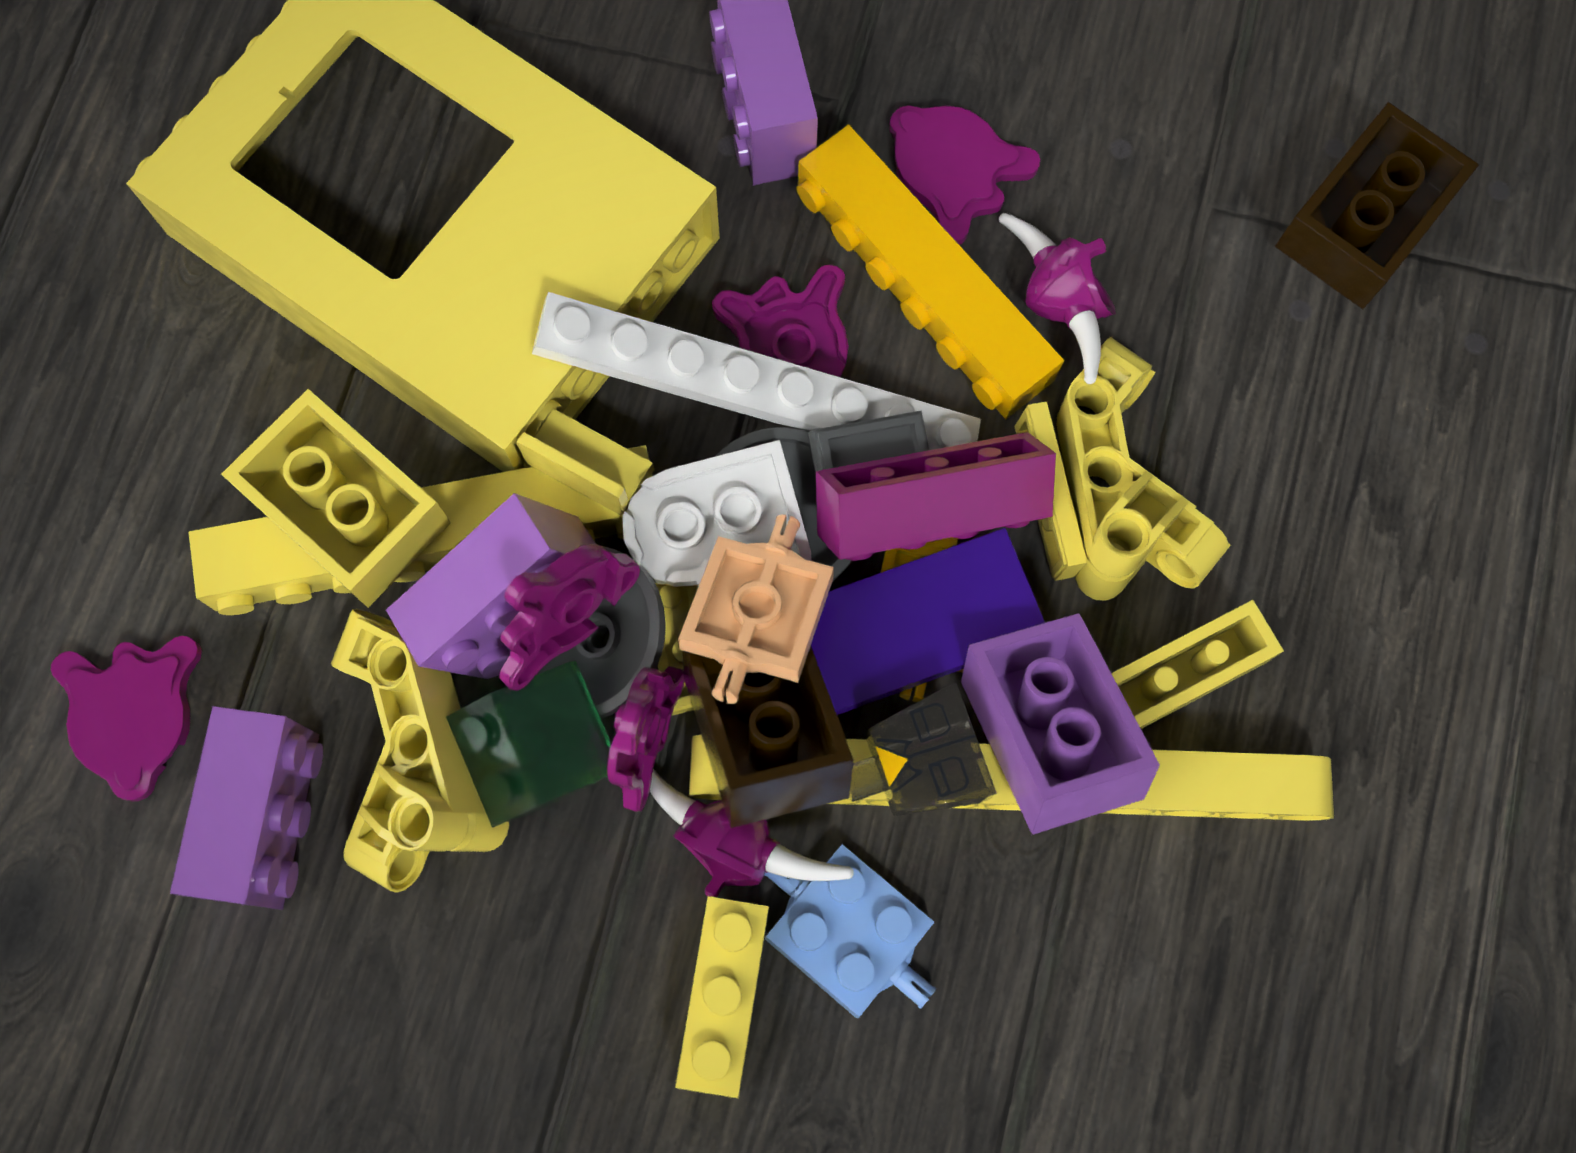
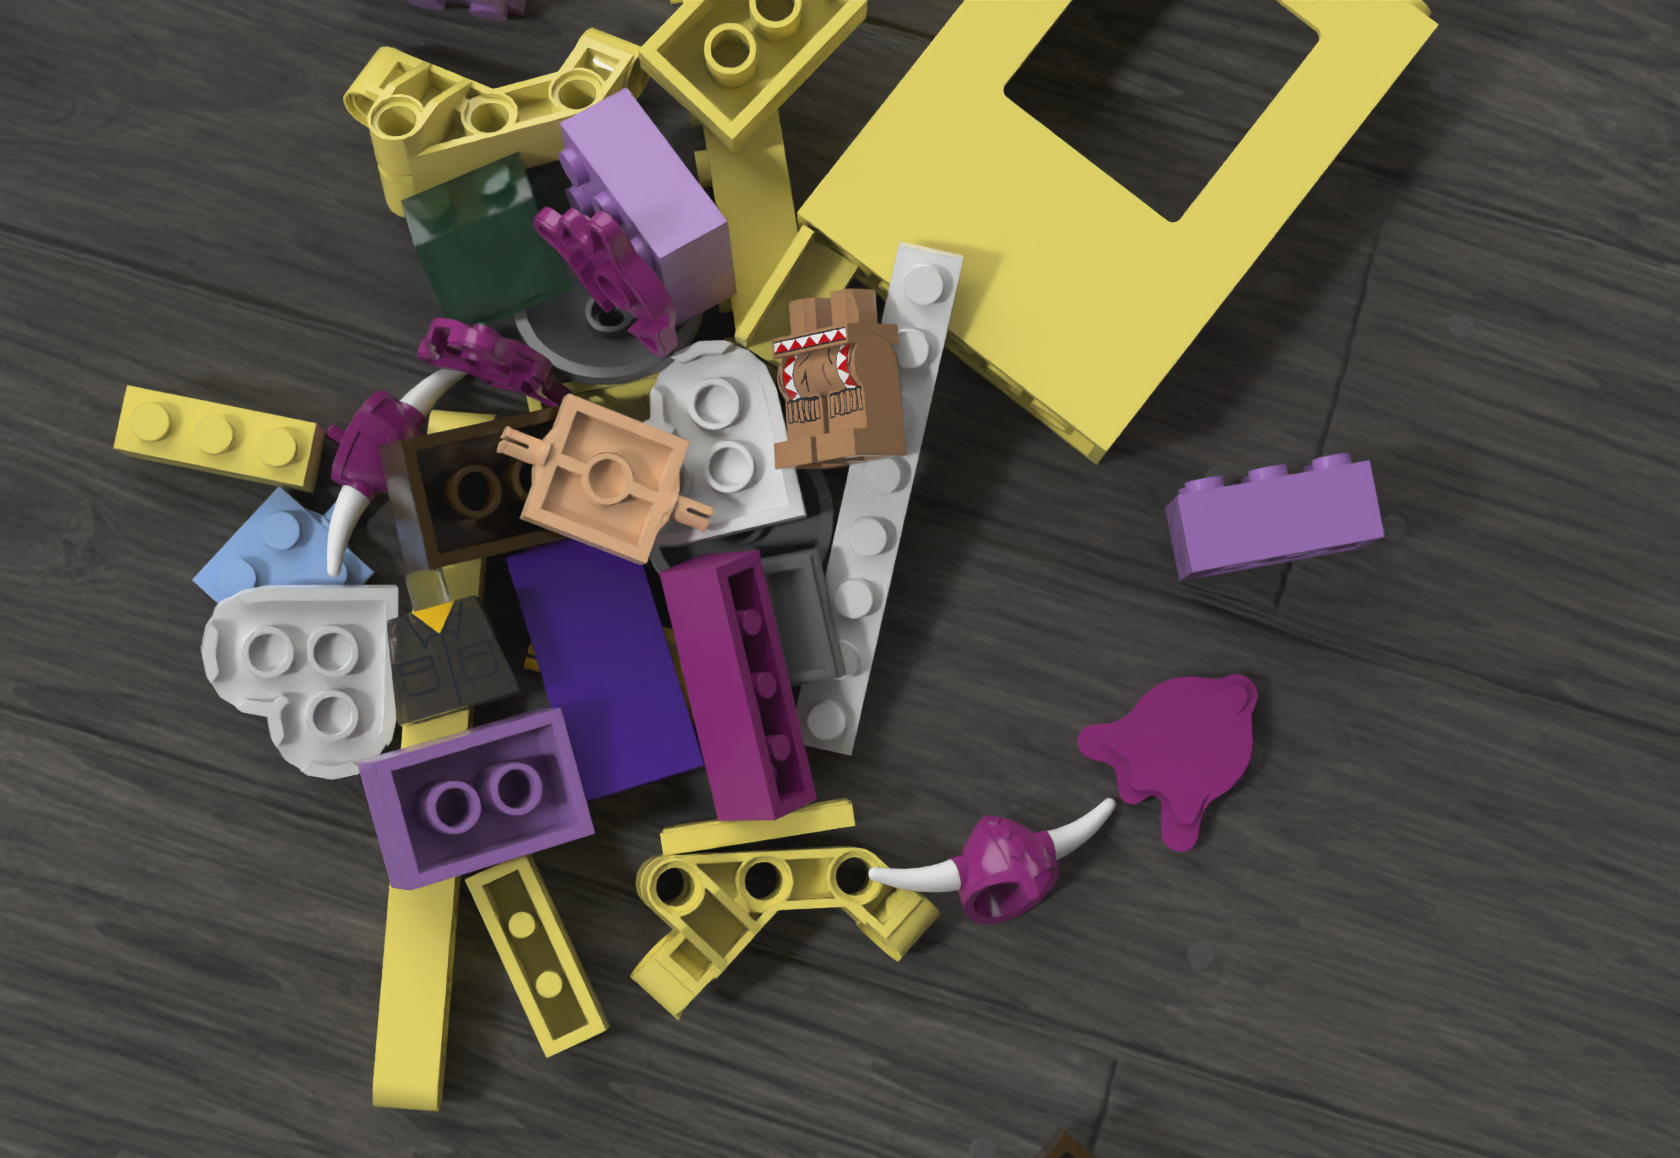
camera: 90 degrees right, 10 degrees up
(666, 401) = (839, 384): none -> medium nougat hips
(789, 324) = (964, 540): magenta tile -> none
(927, 273) = (1033, 702): yellow brick -> none
(937, 893) = (311, 666): none -> white plate

